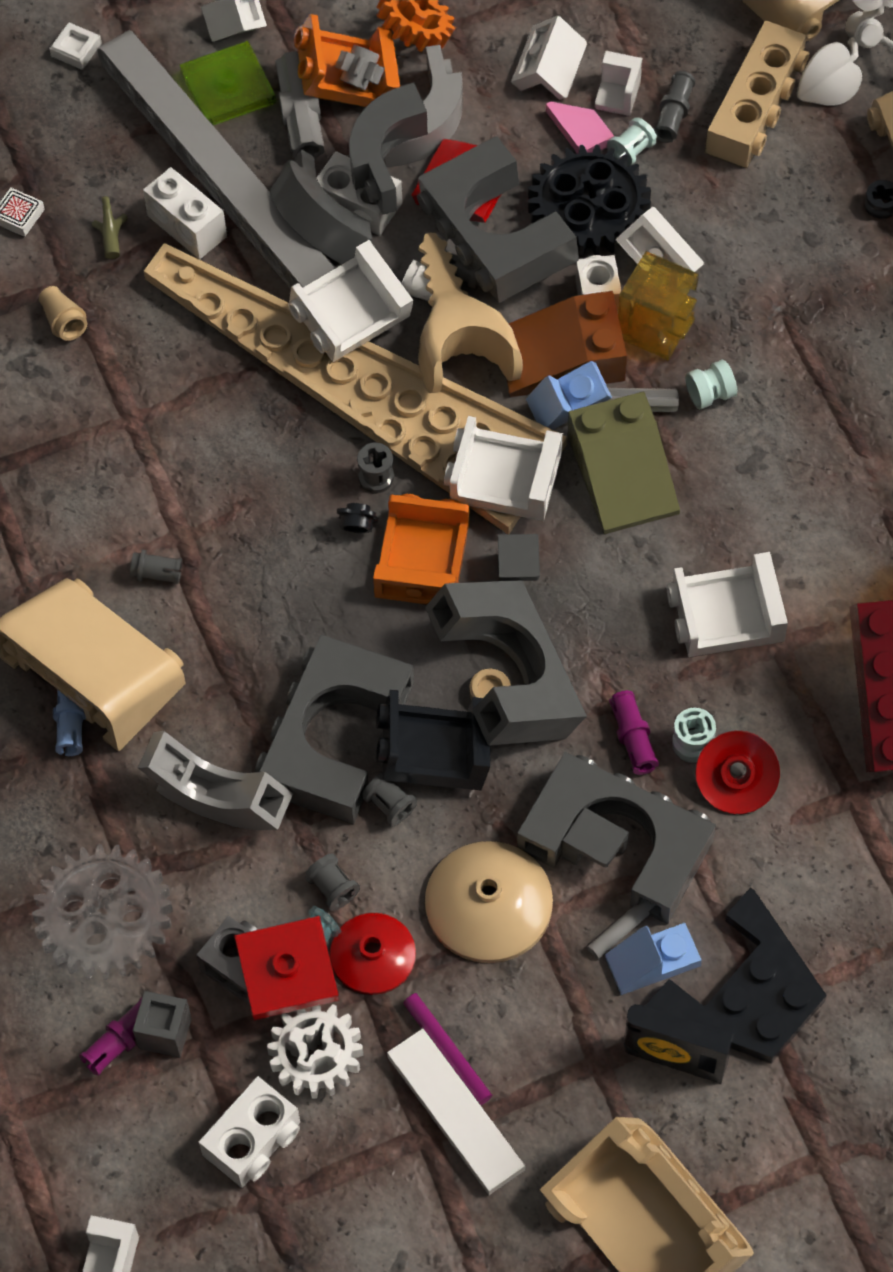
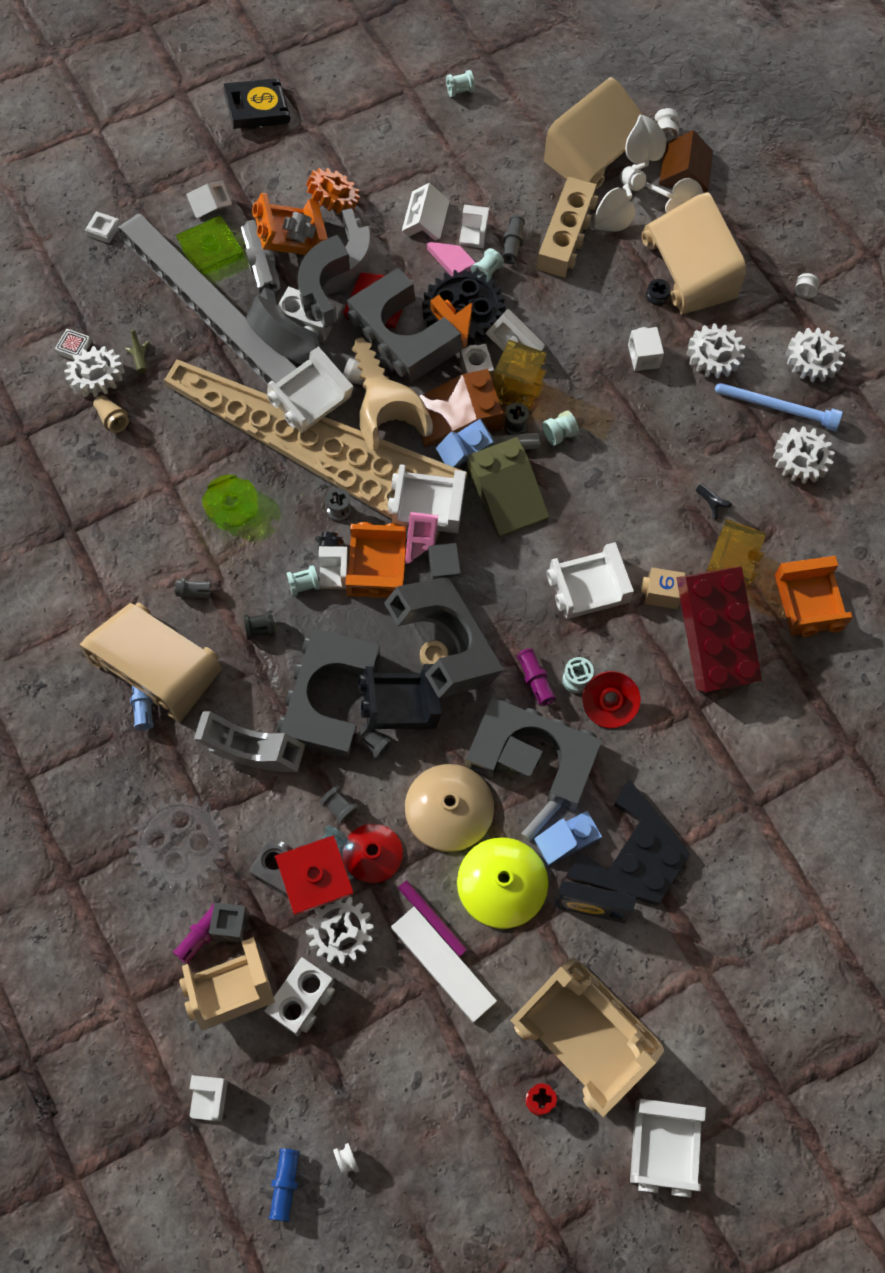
camera: 10 degrees left, 5 degrees up
(45, 251) = (94, 371): none -> white gear
(151, 1109) = (227, 988): none -> tan panel
(185, 213) = (189, 337): white brick -> none
(223, 470) = (237, 514): none -> clear neon green plate
(245, 625) = (259, 625): none -> pearl dark grey bush
(314, 569) = (303, 580): none -> light aqua bush
(358, 553) = (333, 567): none -> white panel
(489, 516) = (421, 534): none -> bright pink tile
(546, 1035) = (496, 902): none -> neon yellow dish
(579, 219) = (460, 320): none -> orange slope
(642, 365) = (514, 419): none -> pearl dark grey bush
(829, 624) = (661, 588): none -> tan brick
(851, 280) = (645, 348): none -> white brick

